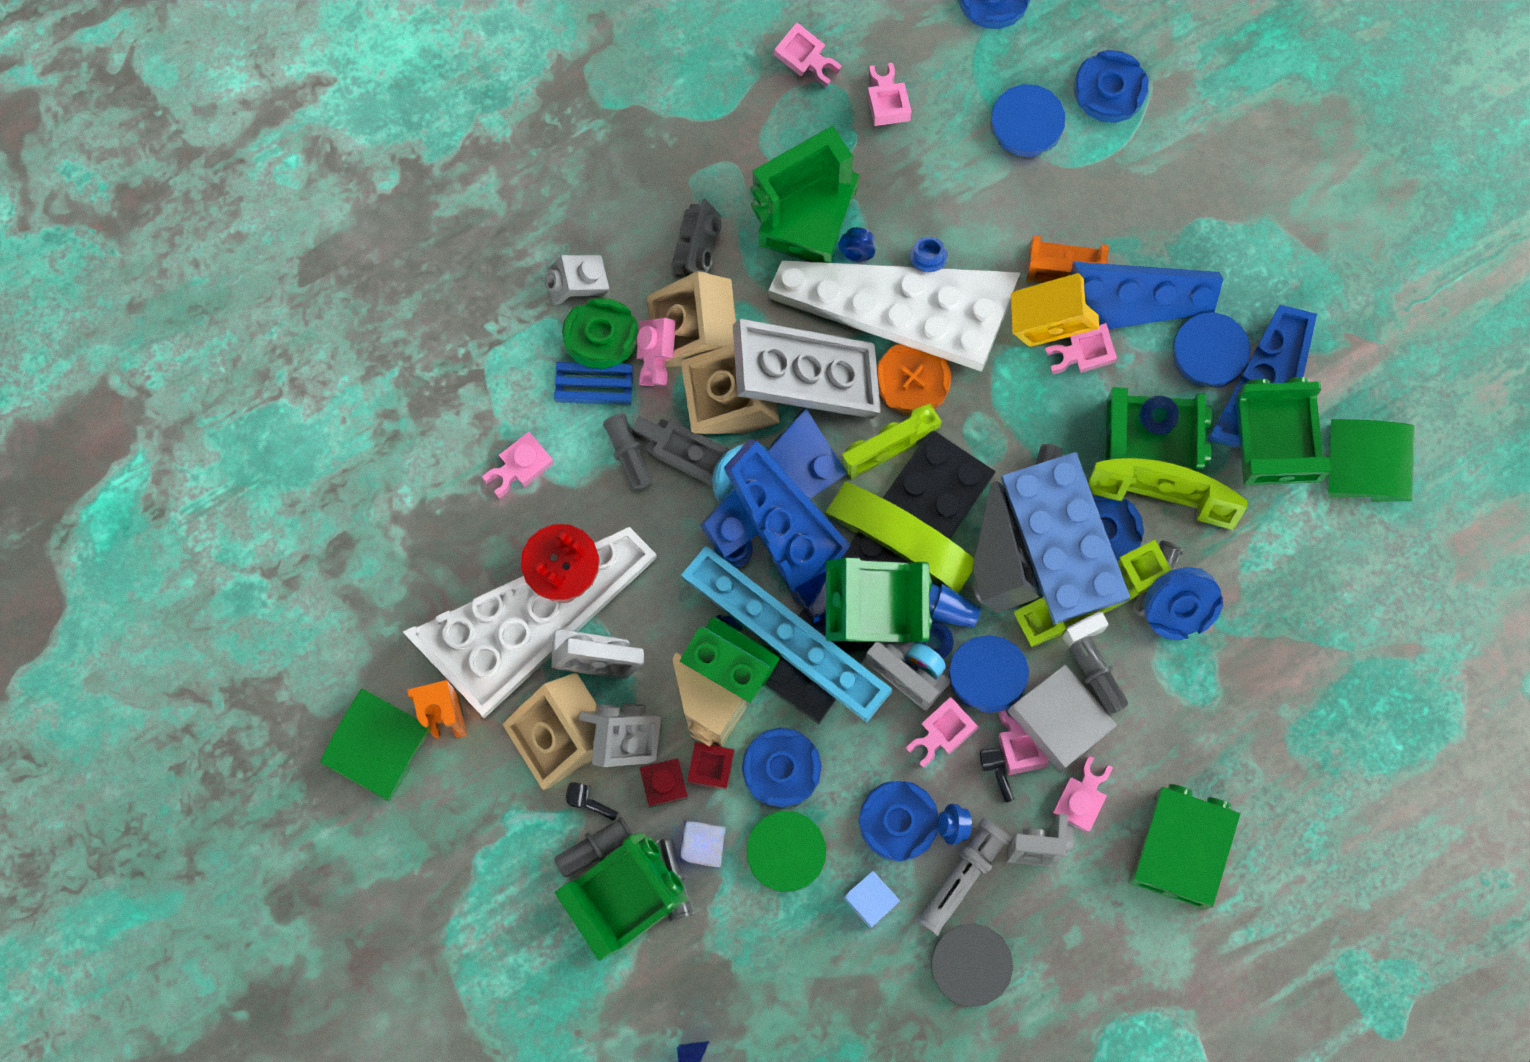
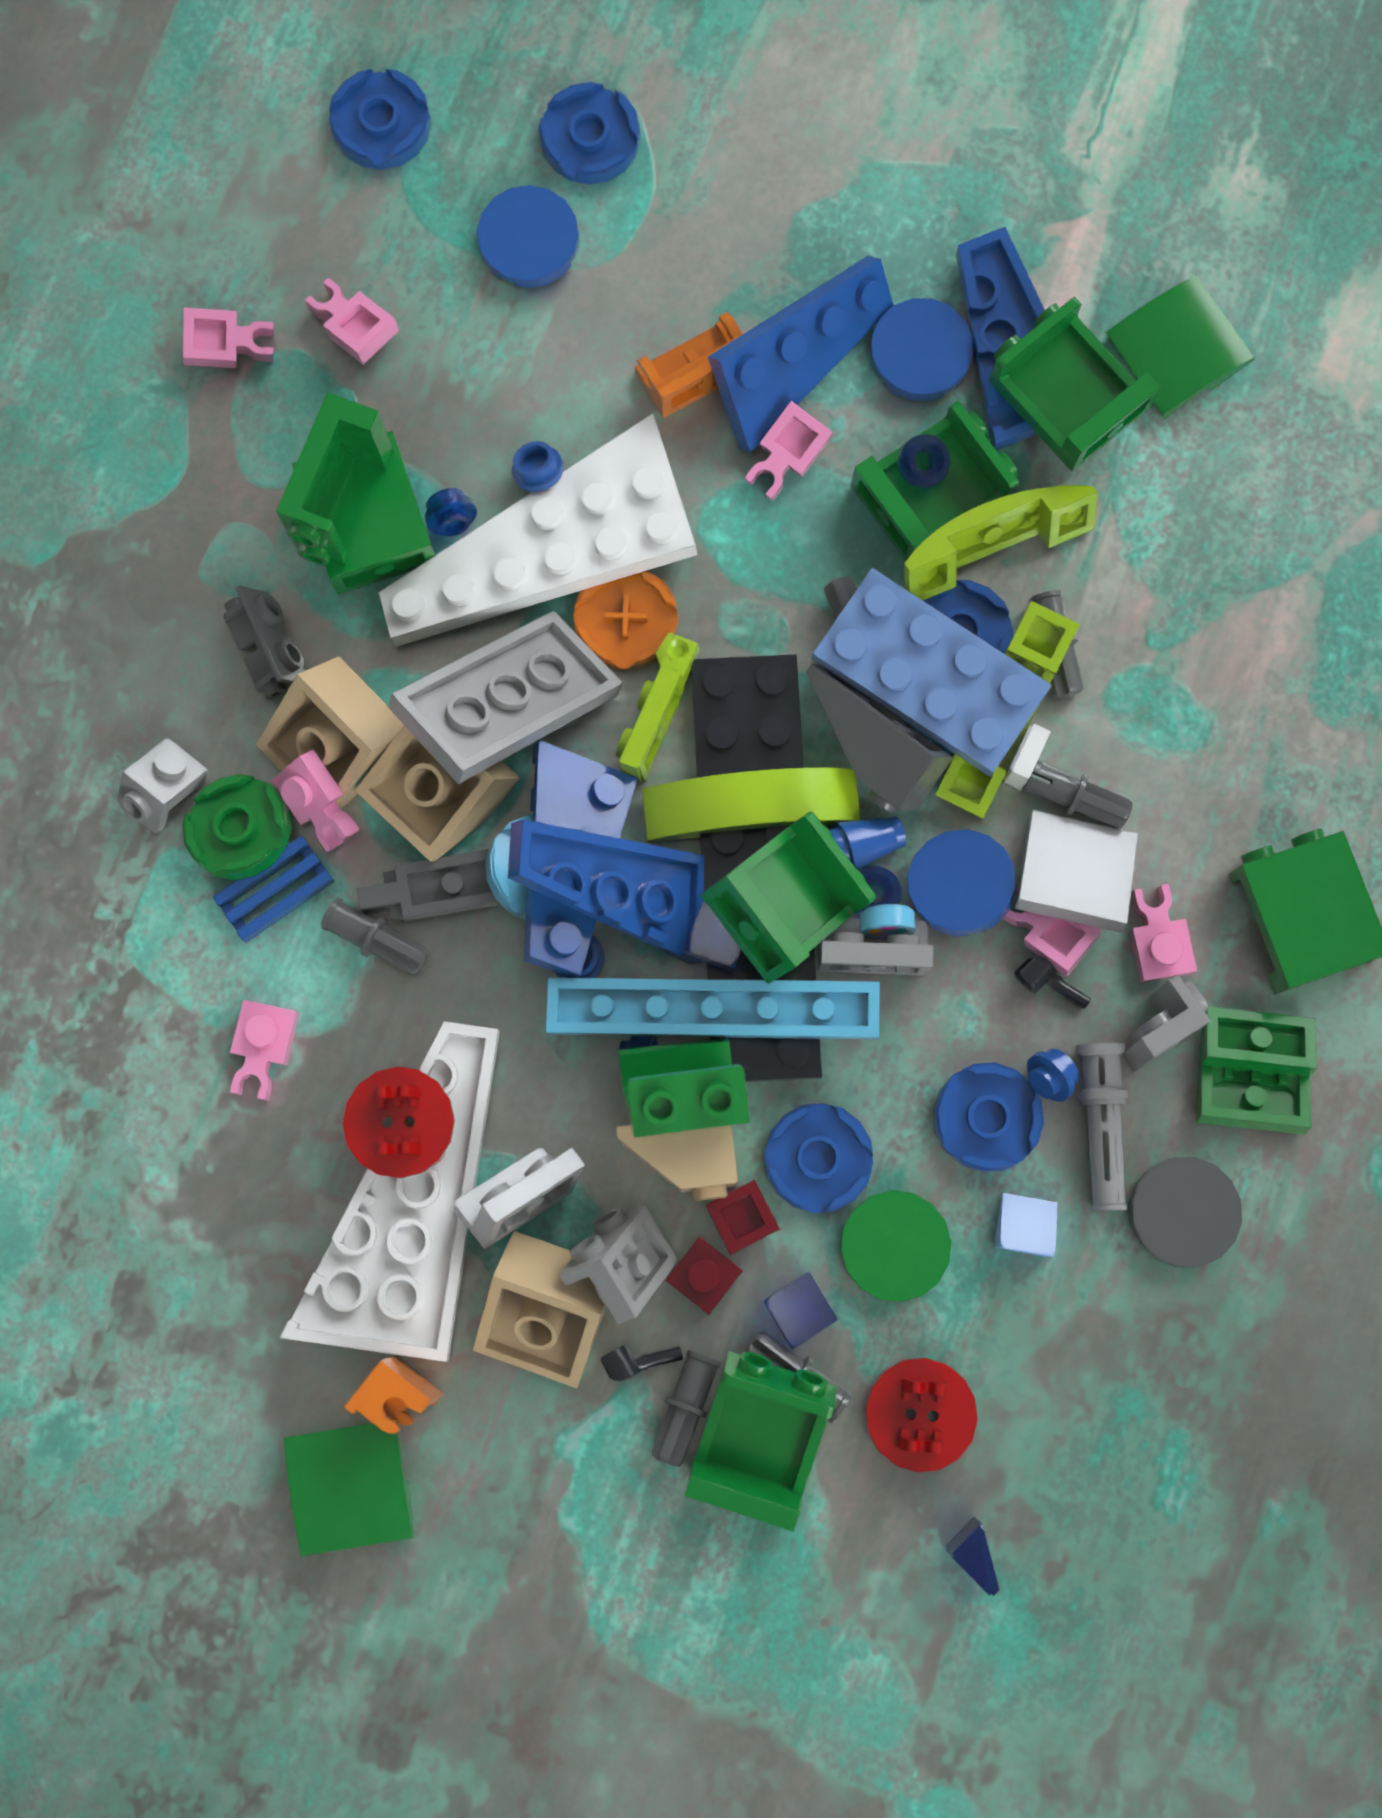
camera: 40 degrees left, 5 degrees up
(710, 972) = (918, 1442): none -> red plate
(947, 728) = (963, 976): bright pink plate -> none
(1052, 311) = (724, 429): yellow panel -> none
(1080, 916) = (1256, 1070): none -> green slope
(1182, 603) = (1109, 648): blue tile -> none

